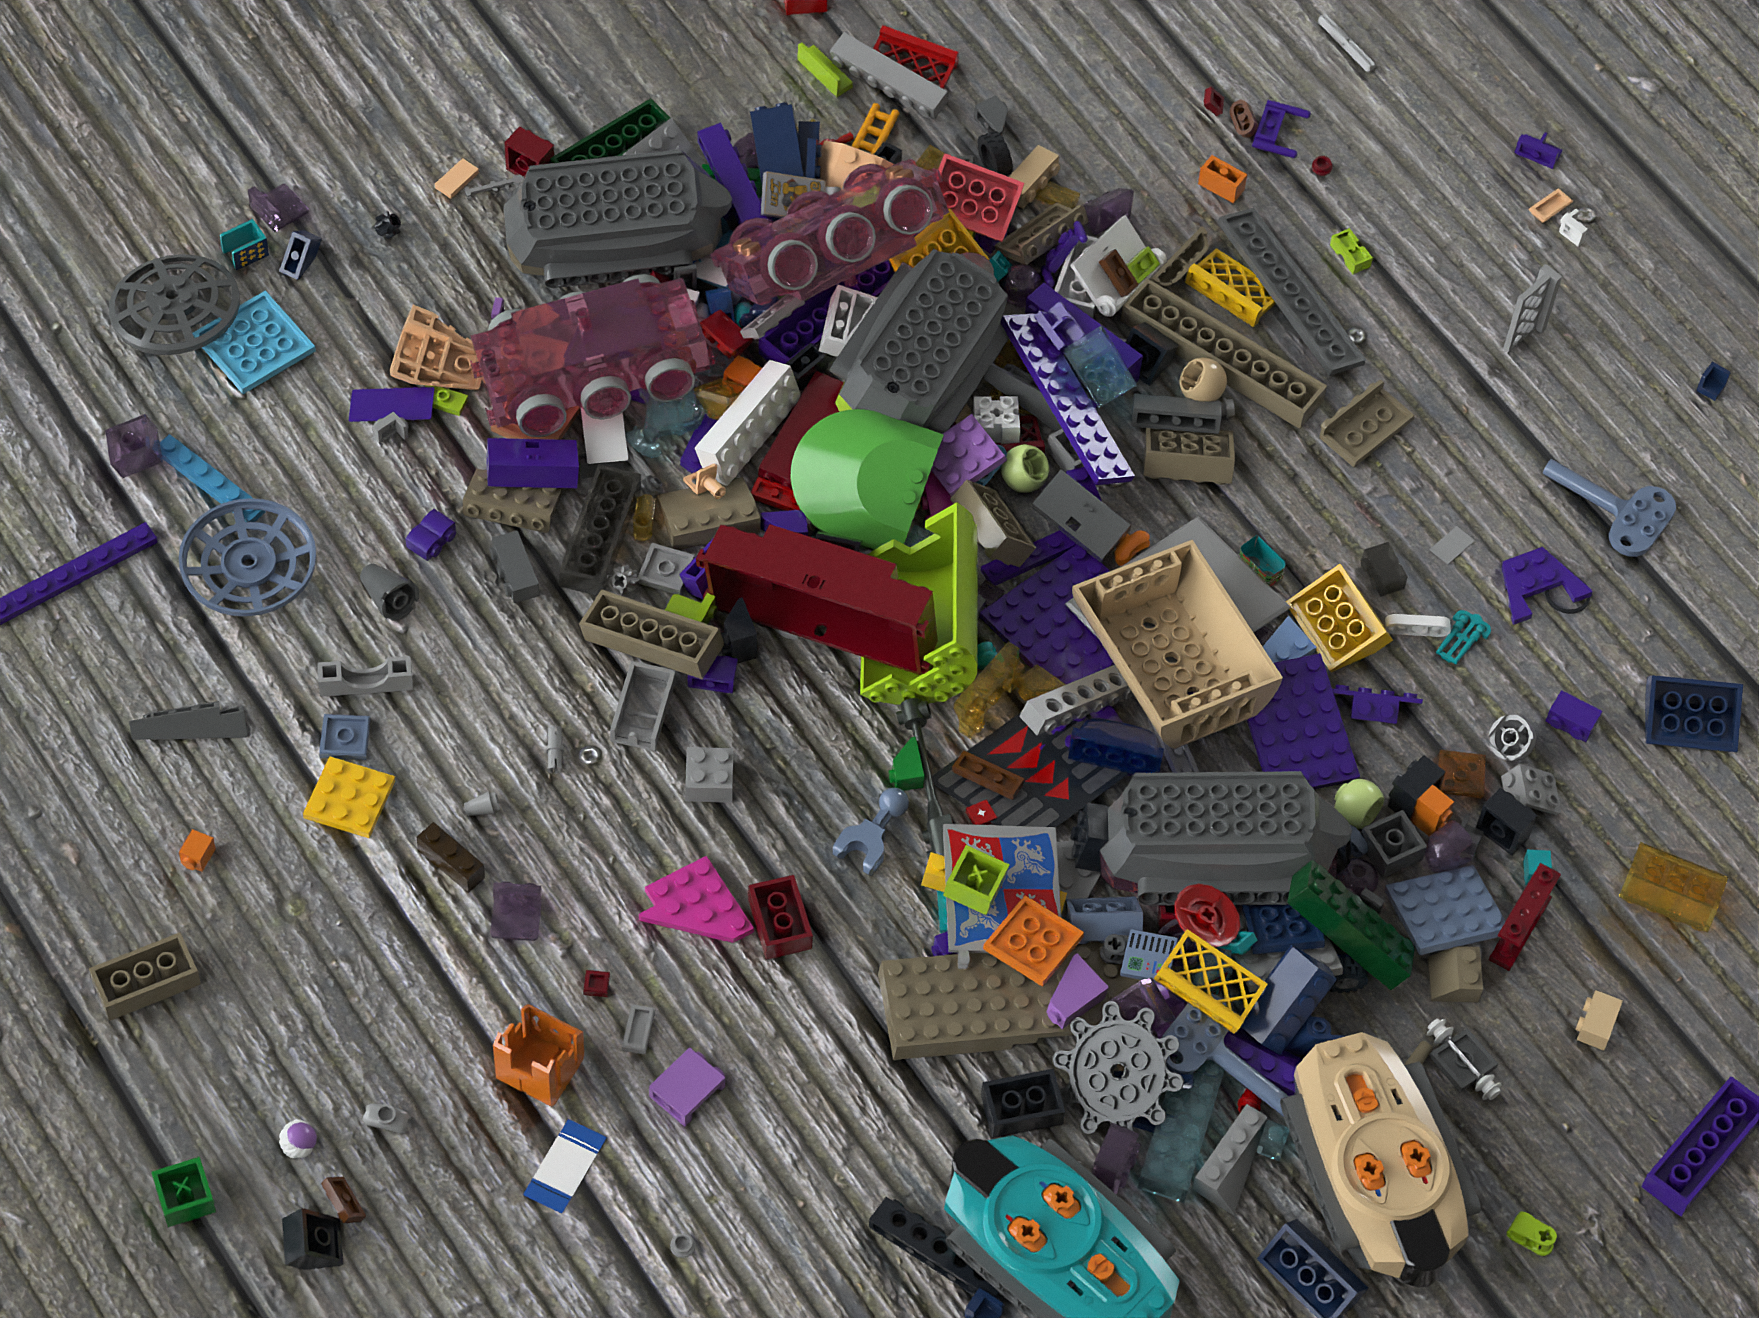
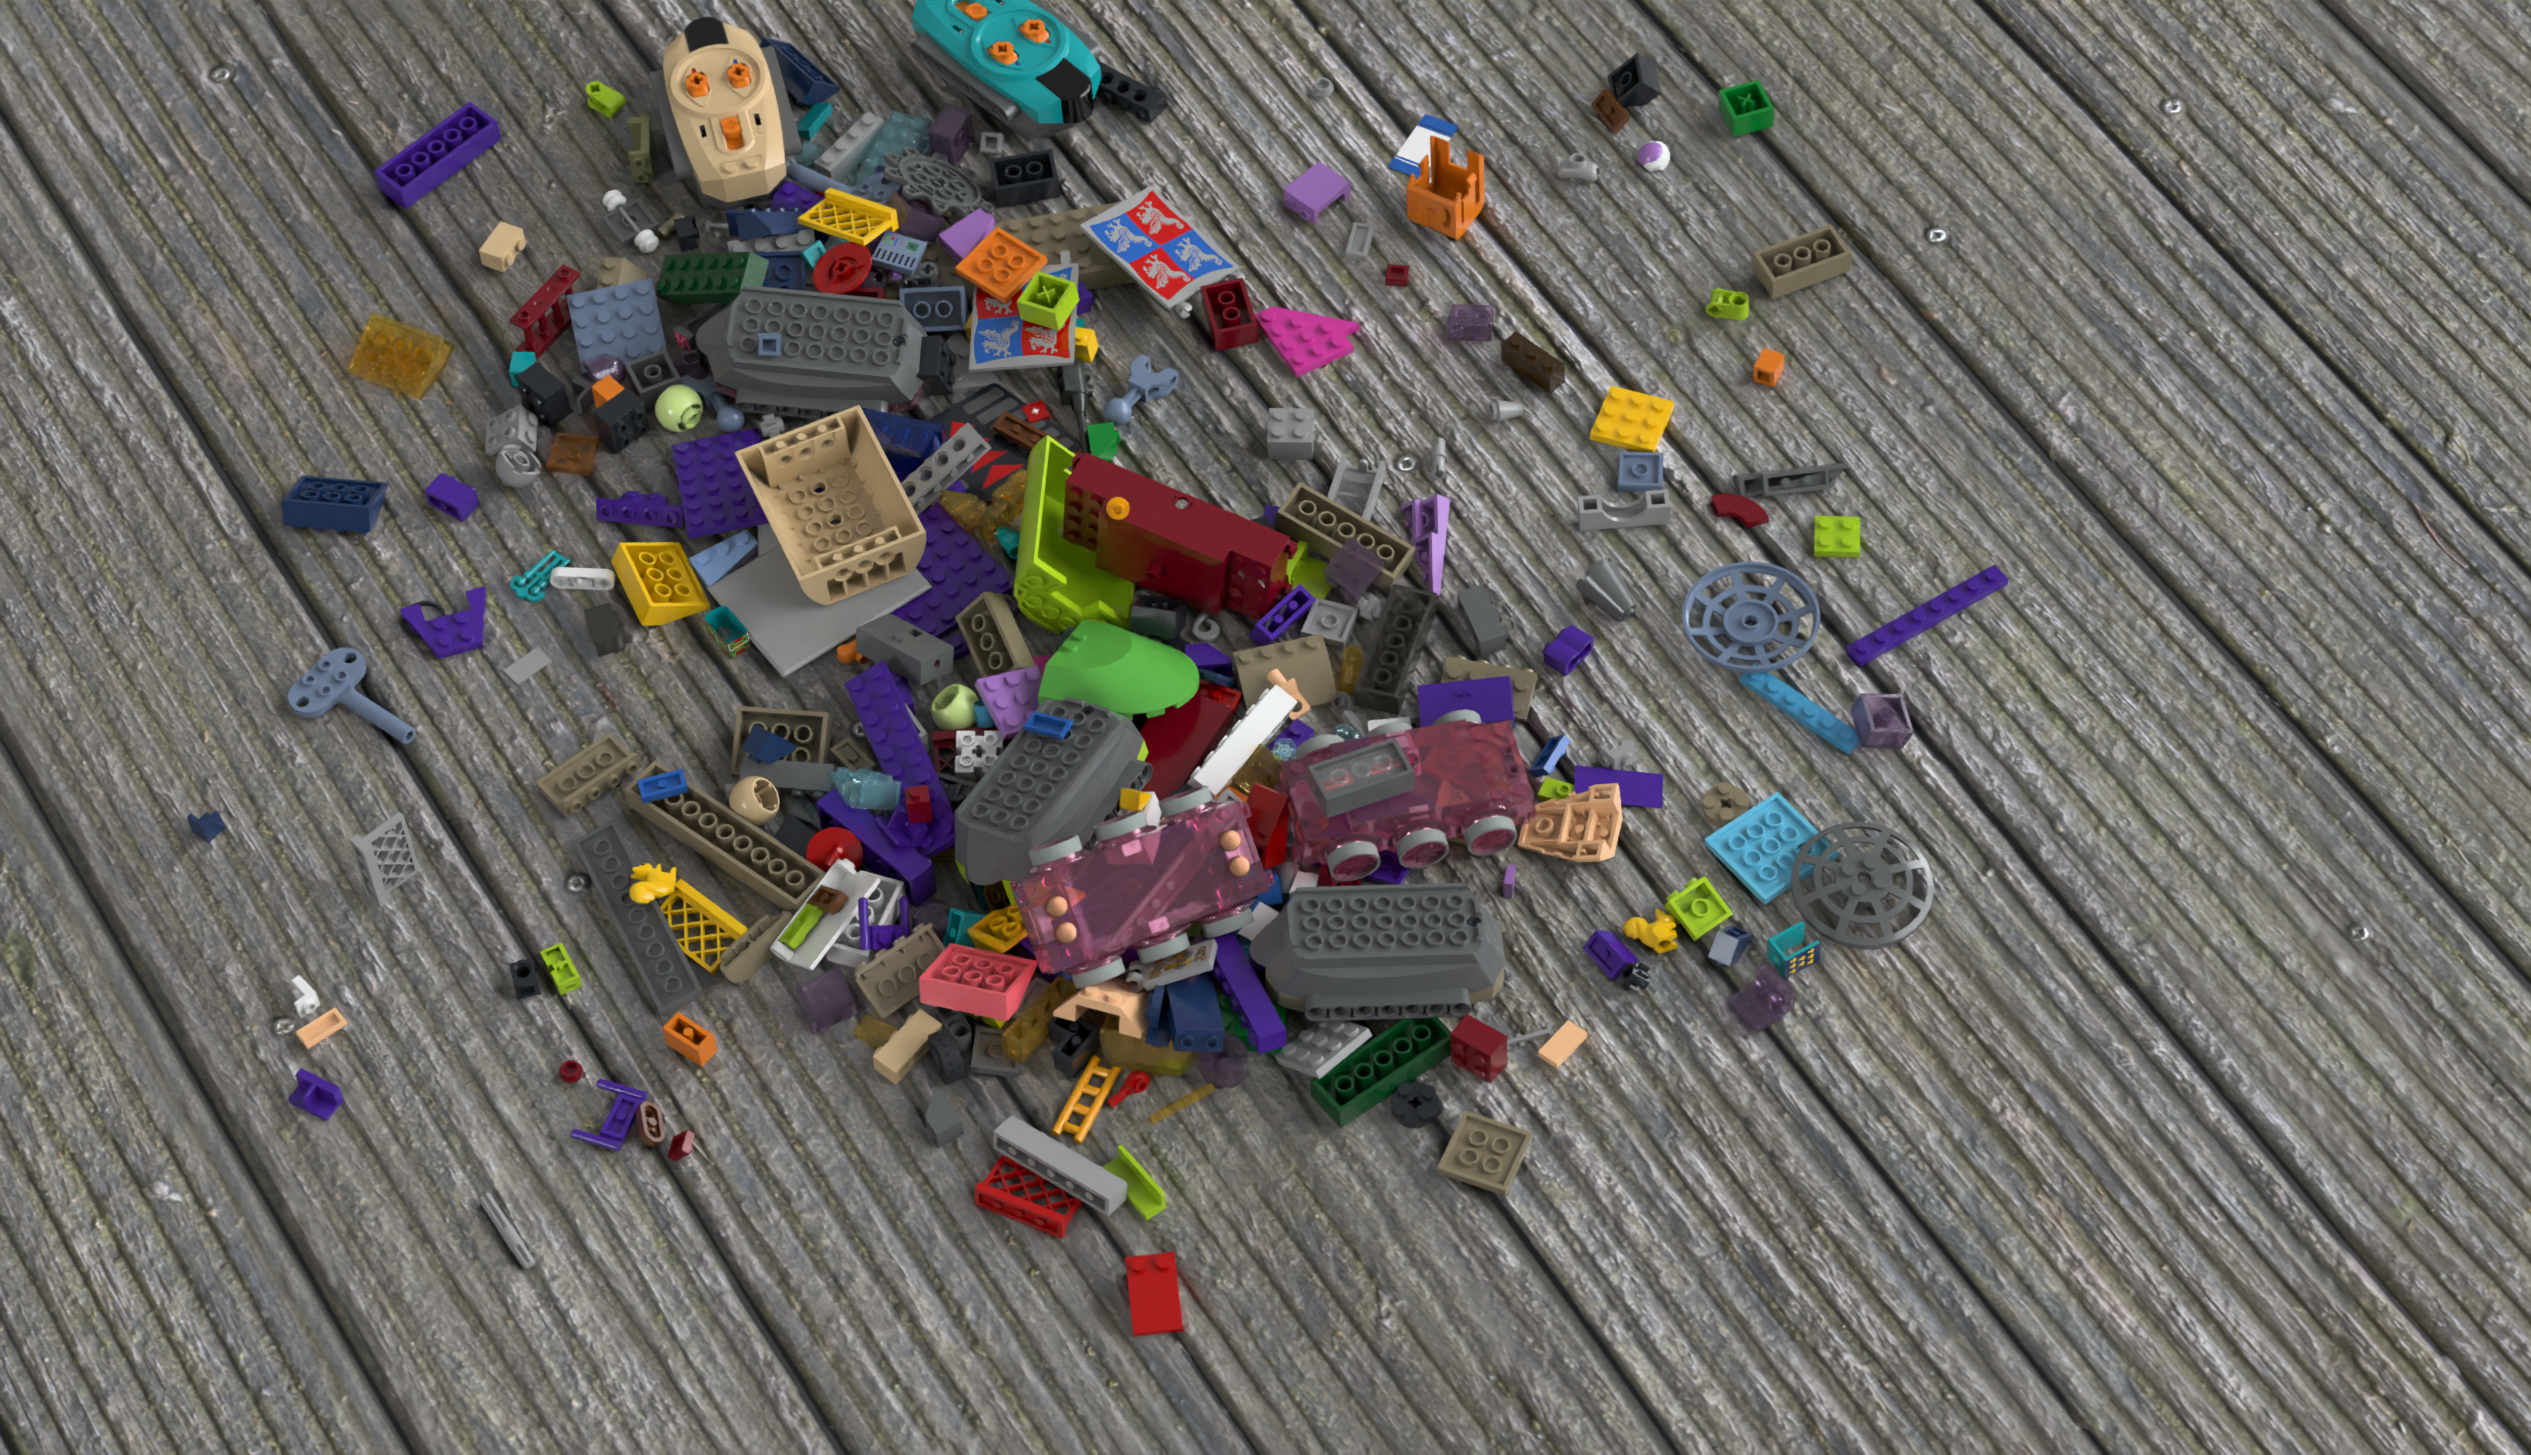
camera: 170 degrees left, 5 degrees down
(150, 660) = (1837, 536): none -> lime plate
(237, 931) = (1729, 304): none -> lime piece
(245, 692) = (1741, 508): none -> dark red tile
(292, 375) = (1722, 794): none -> dark tan plate
(327, 285) = (1697, 907): none -> lime plate
(369, 264) = (1656, 934): none -> yellow animal
(407, 251) = (1609, 953): none -> dark purple panel
(454, 429) = (1546, 761): none -> blue plate
(527, 88) = (1485, 1153): none -> dark tan plate
(565, 673) = (1428, 529): none -> medium lavender wedge
(582, 121) = (1415, 1092): none -> black plate
(630, 295) = (1360, 777): none -> brick
(643, 594) = (1353, 570): none -> clear purple bracket
(703, 428) = (1284, 748): none -> clear light blue tile
(774, 496) = (1217, 678): none -> dark blue tile
(842, 329) = (1133, 799): none -> yellow slope
(859, 984) = (1160, 249): none -> flag
(876, 555) = (1117, 508): none -> light orange plate
(928, 364) = (1048, 725): none -> blue tile
(1045, 328) = (918, 804): none -> dark red slope
(1115, 314) = (831, 845): none -> red shield
(1123, 438) = (851, 756): none -> dark tan plate
(1196, 416) = (766, 746): none -> dark blue slope
(1267, 785) = (769, 344): none -> sand blue slope
(1278, 299) = (653, 883): none -> yellow animal
(1282, 1206) = (814, 120): none -> teal slope
(1290, 378) = (662, 786): none -> blue plate
(1380, 239) = (528, 985): none -> black brick
(1398, 1038) = (687, 232): none -> black brick
(1461, 1129) = (643, 157): none -> olive panel

